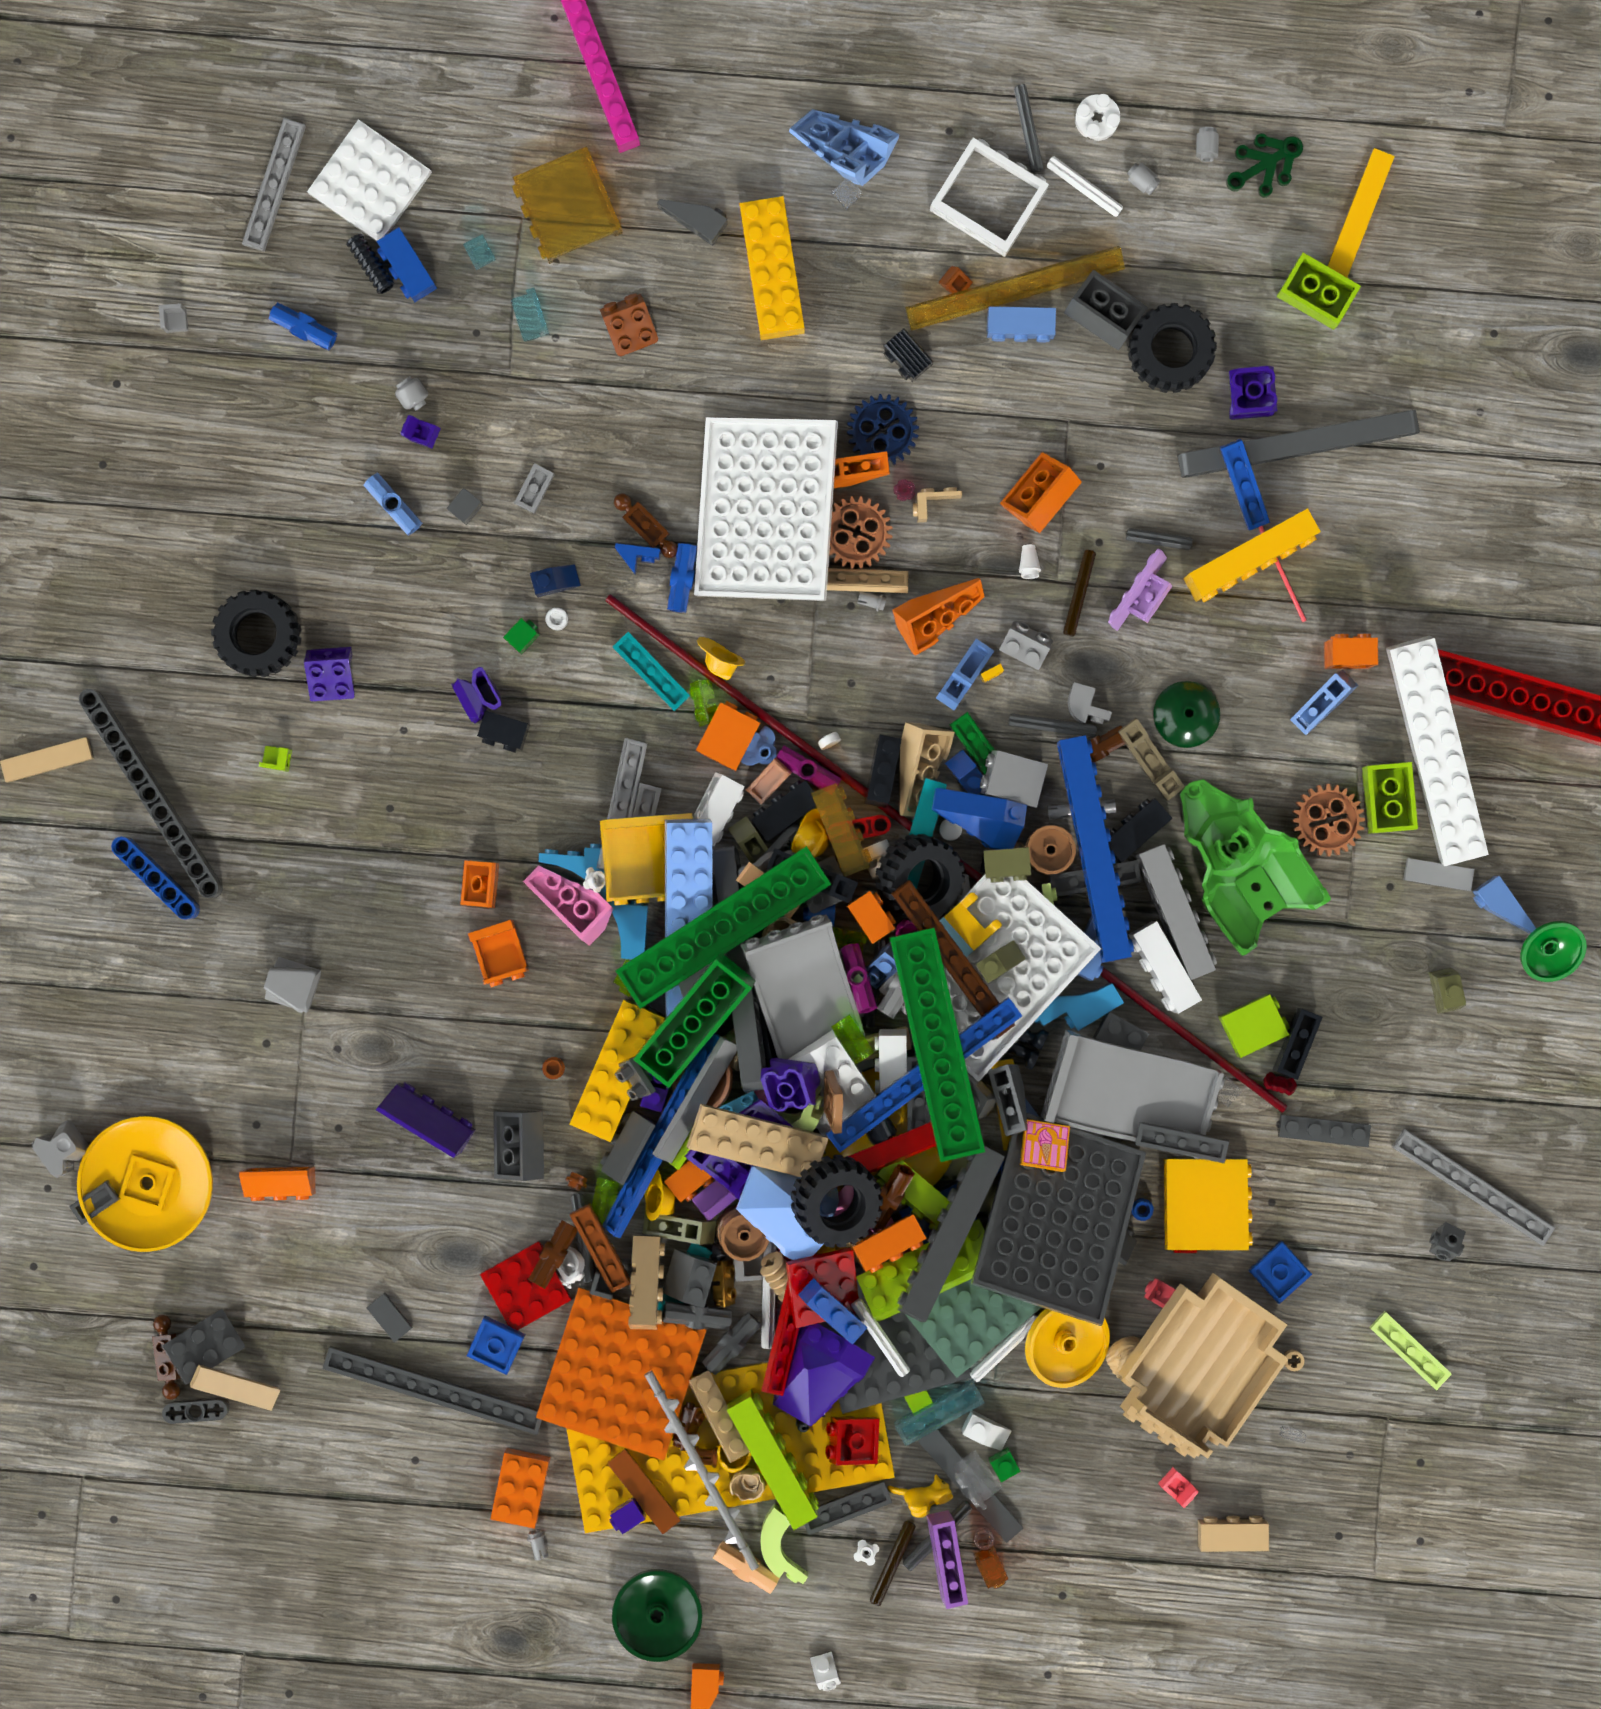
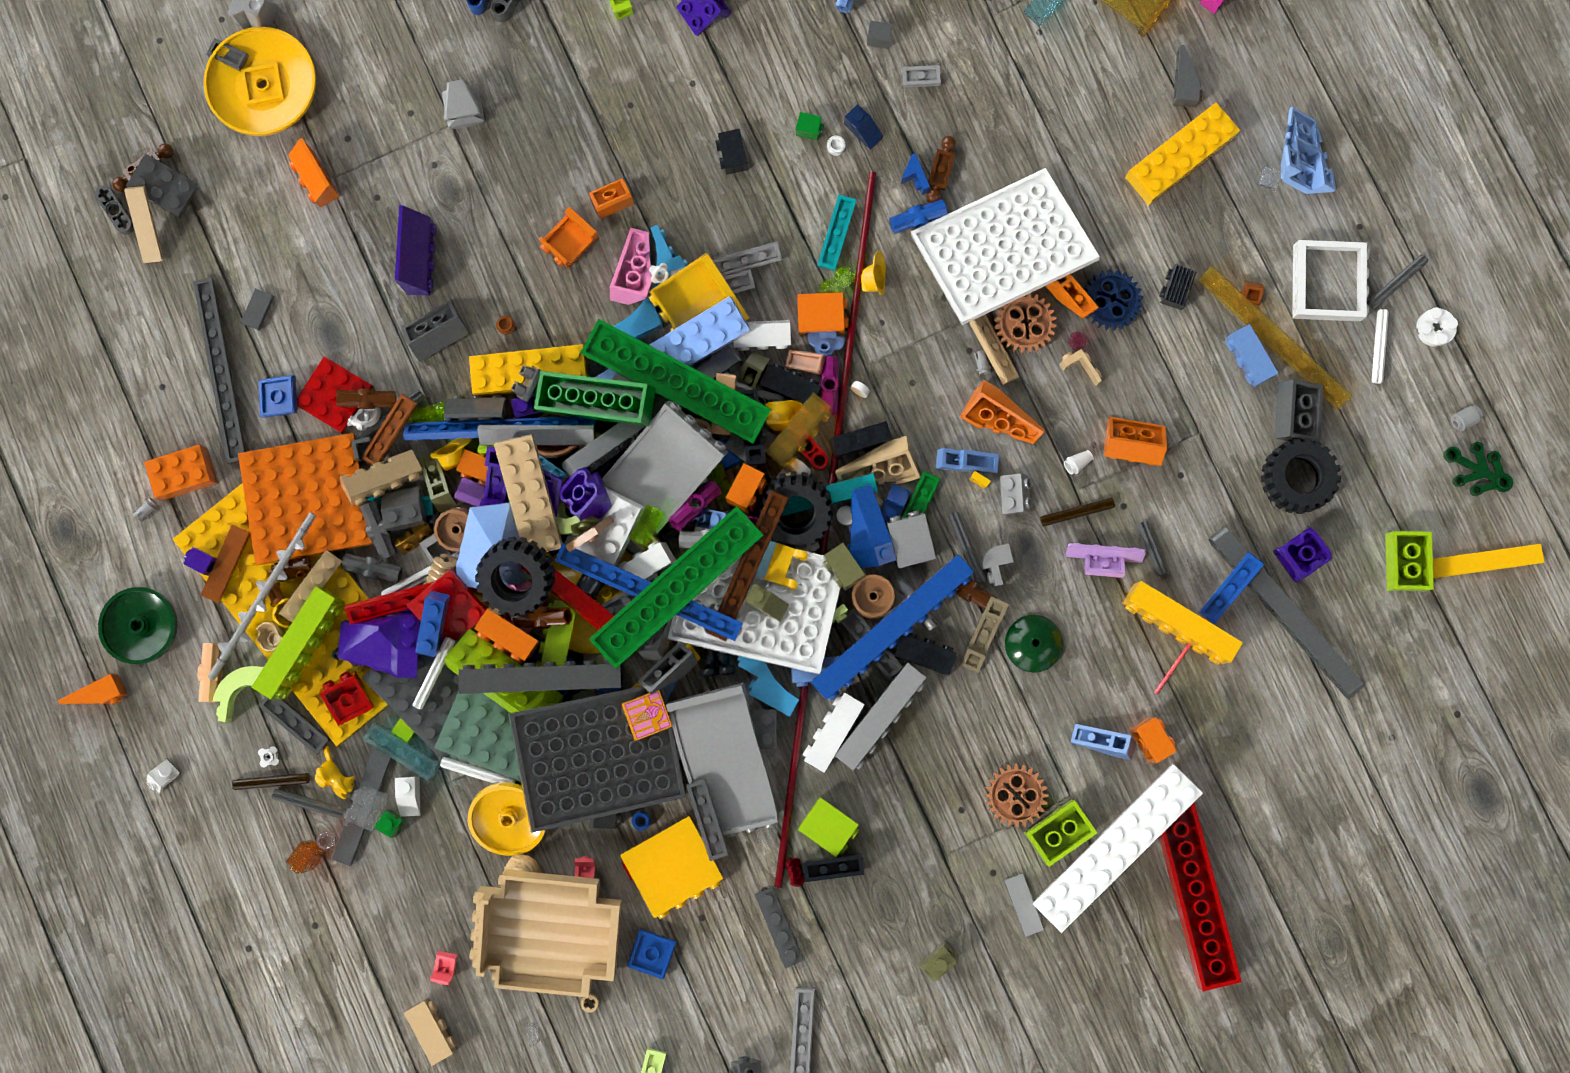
camera: 65 degrees right, 5 degrees down
(477, 695) = (746, 116): dark purple piece -> none
(576, 1181) = (430, 387): dark orange plate -> none
(629, 324) = (1079, 76): dark orange bracket -> none
(947, 1559) = (293, 819): medium lavender brick -> none
(1143, 178) = (1412, 385): light grey brick -> none
(1243, 853) = (952, 743): bright green piece -> none
(1499, 900) = (1030, 964): medium blue slope -> none
(1557, 959) = (1013, 1035): green dish -> none

